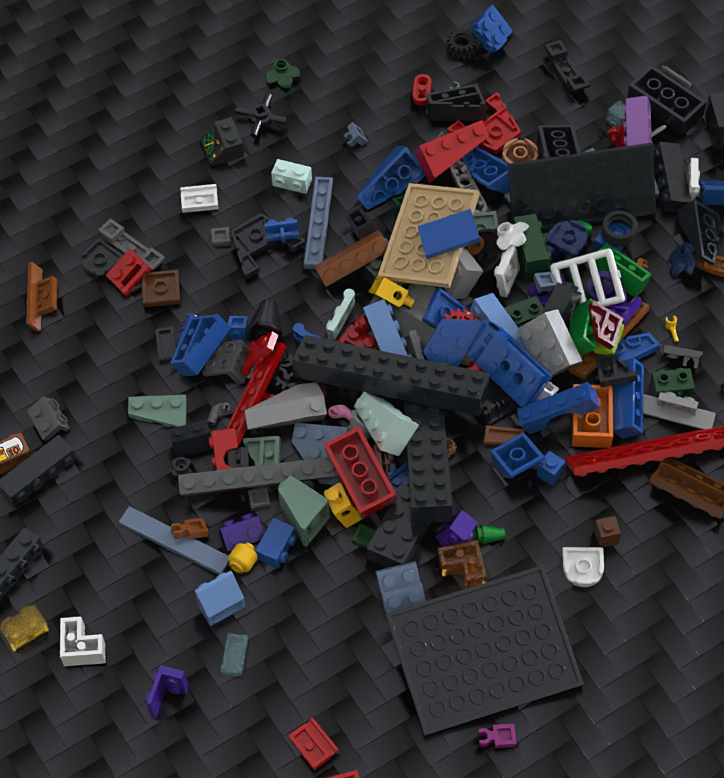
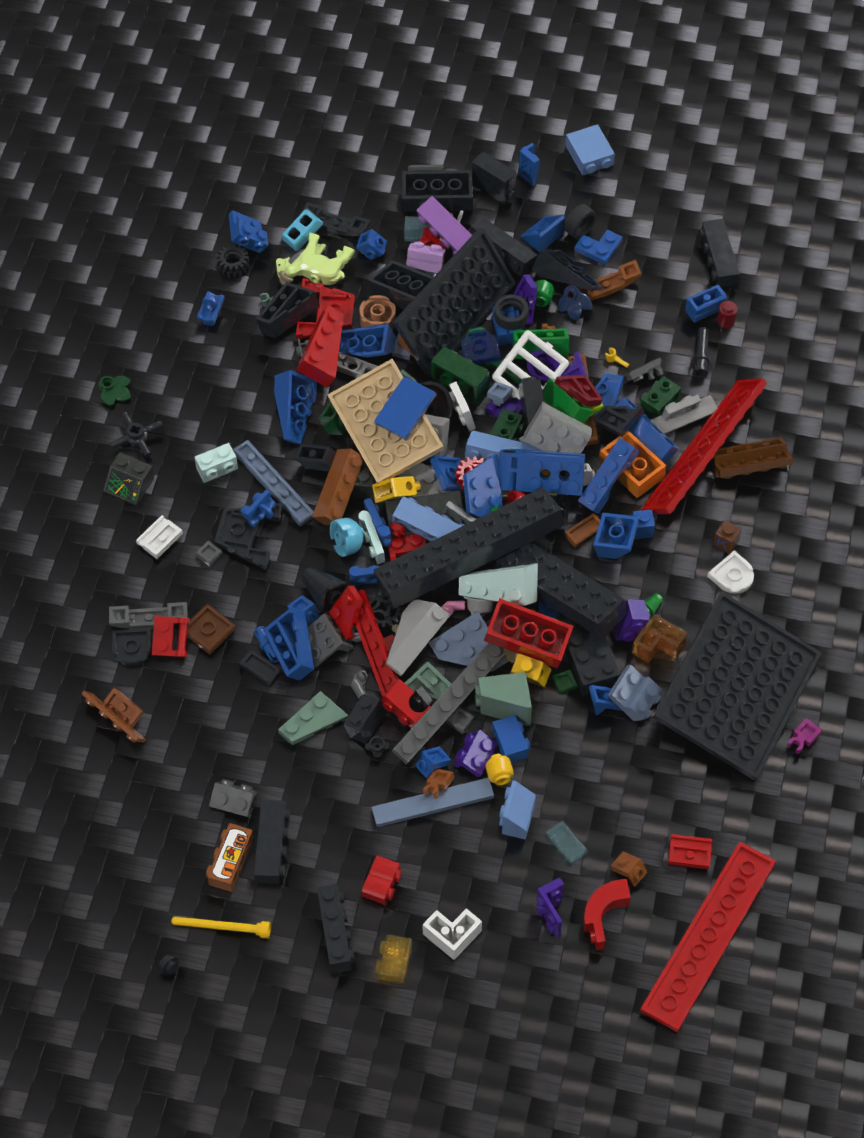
camera: 45 degrees left, 0 degrees up
(77, 563) = (381, 880): none -> red brick
(200, 721) = (605, 898): none -> red arch
(206, 509) = (431, 760): none -> blue bracket
(256, 715) = (630, 867): none -> dark orange bracket
(323, 299) = (347, 536): none -> medium azure cylinder
(354, 306) = (379, 523): none -> blue hinge
(356, 135) = (229, 392): sand blue tile -> none
(368, 568) = (601, 700): none -> blue slope
(407, 64) = (210, 308): none -> blue hips
(421, 87) = (244, 322): red plate -> none
(511, 234) = (446, 375): white plate -> none
(516, 87) = (314, 265): none -> yellowish green animal
(535, 60) = (304, 231): none -> medium azure piece
(573, 104) = (371, 244): none -> blue brick
(600, 138) = (425, 257): none -> lavender brick
(645, 228) = (527, 290): none -> dark purple wing
(665, 234) = (544, 293): none -> green head
(693, 178) = (518, 233): white plate -> none

